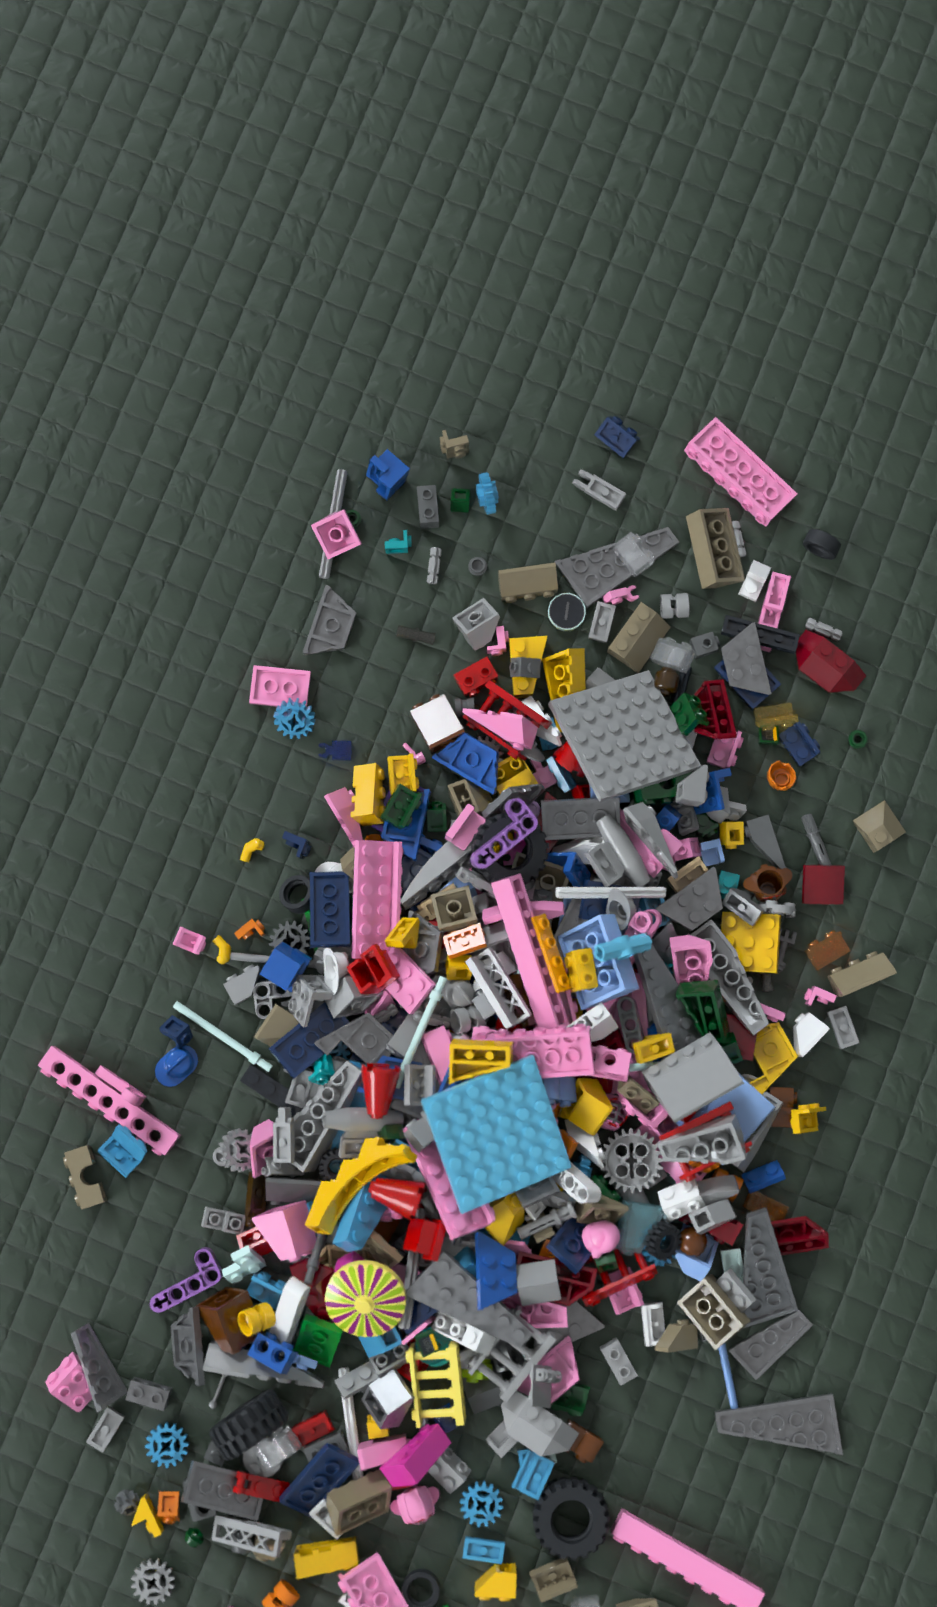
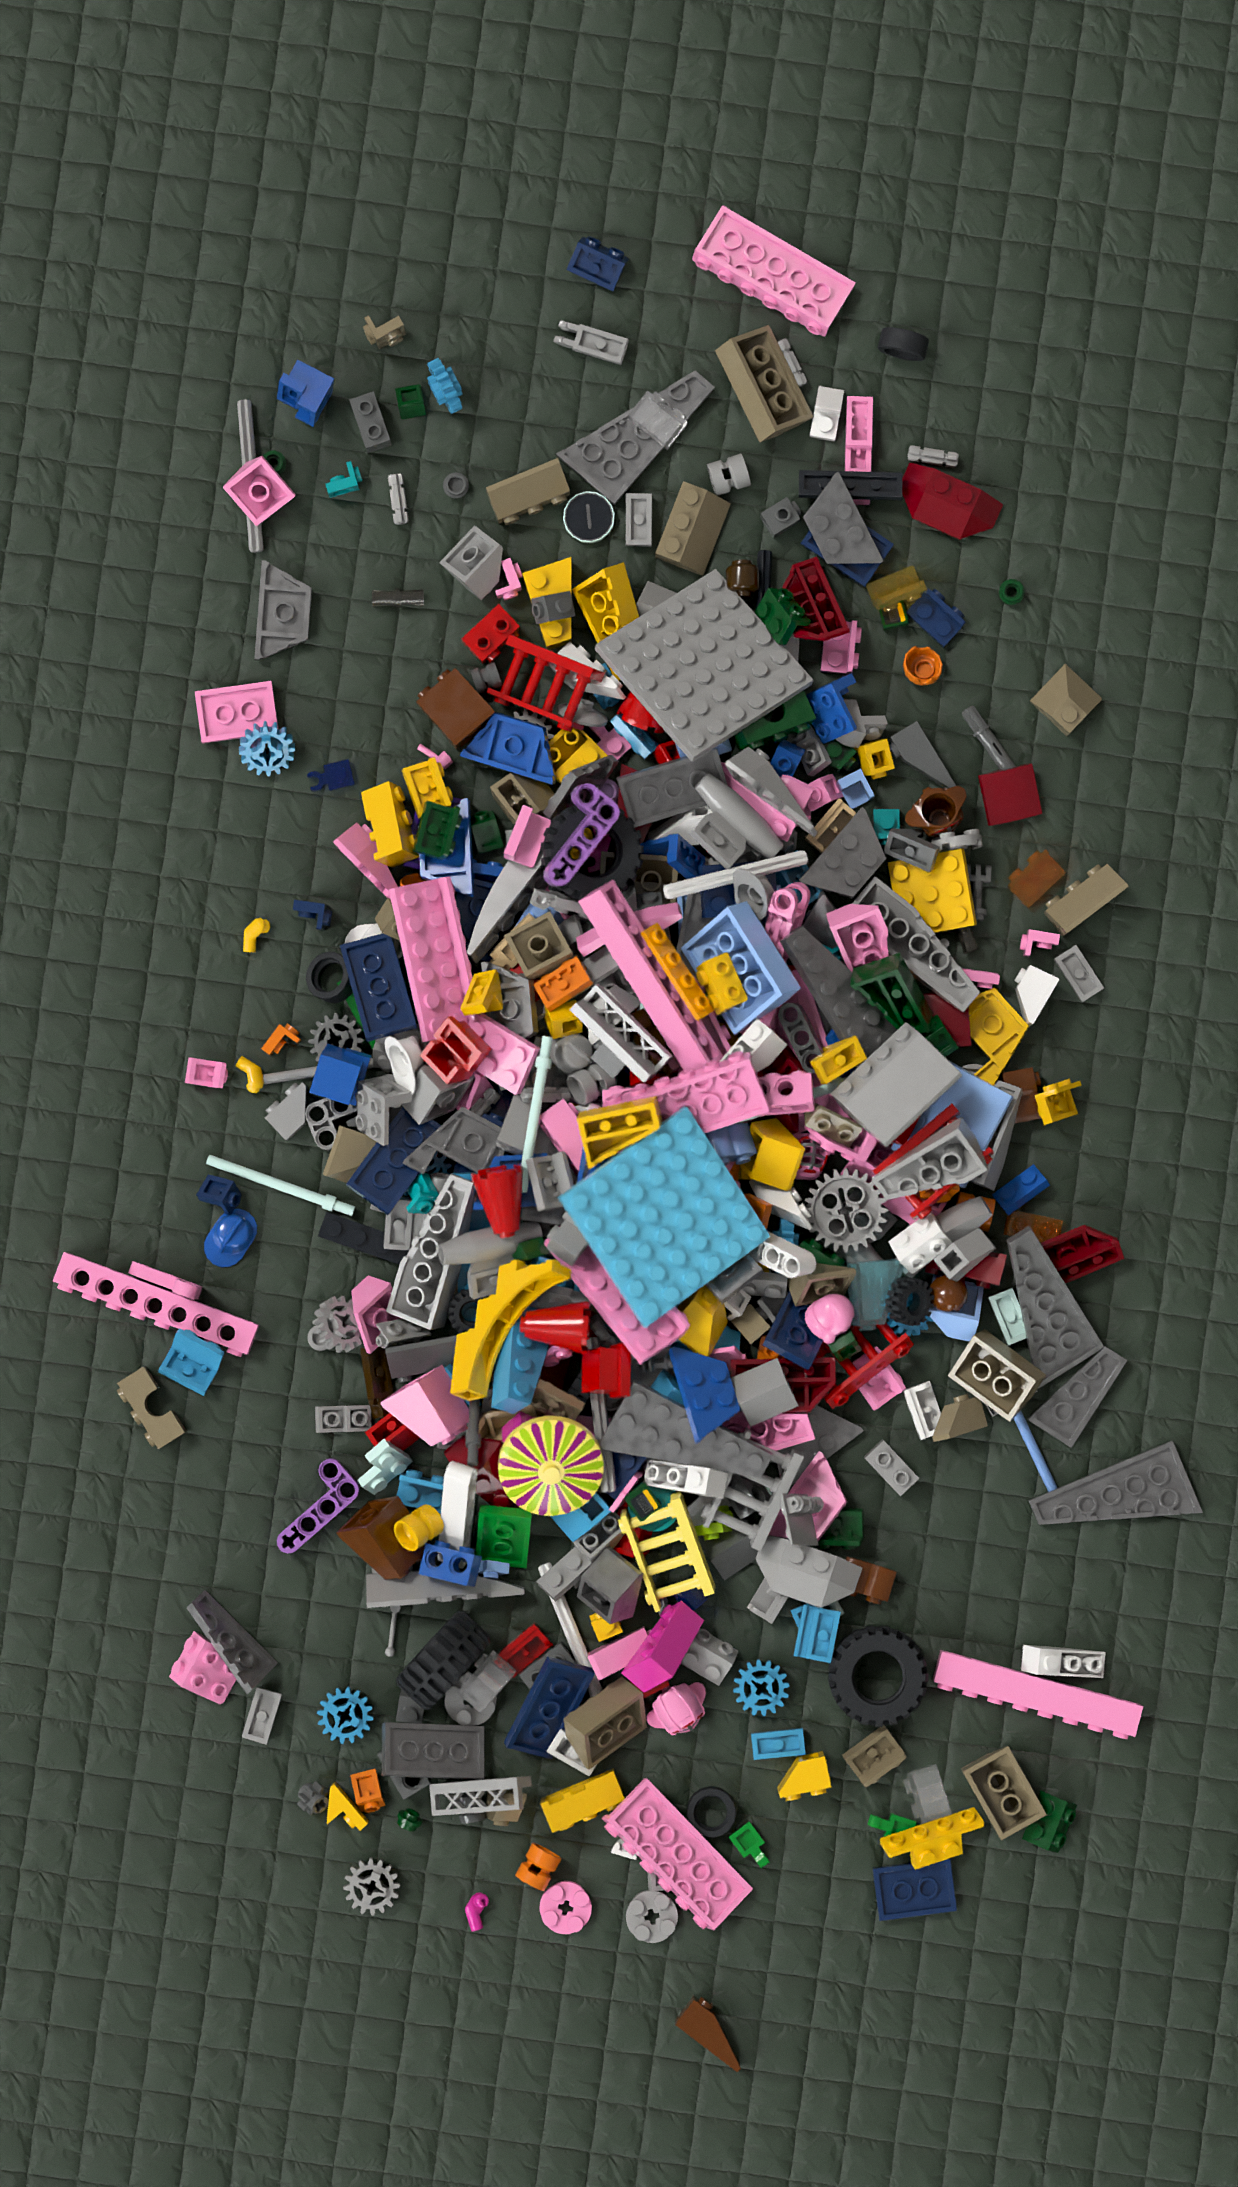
camera: 15 degrees left, 5 degrees up
(149, 1393) = (305, 1657): flat silver brick -> none
(188, 1345) = (339, 1584): flat silver wing -> none
(260, 1486) = (476, 1736): red plate -> none
(283, 1137) = (394, 1291): light grey hinge -> none
(508, 726) = (552, 692): bright pink wedge -> none
(556, 1217) = (766, 1305): light grey pin -> none
(616, 596) = (650, 480): bright pink plate -> none
(622, 947) = (766, 941): medium azure piece -> none
(672, 654) = (742, 541): clear brick -> none
(692, 789) = (809, 713): light grey slope -> none
(711, 1542) = (1062, 1661): none -> white slope
(736, 1290) = (1018, 1341): light grey plate -> none

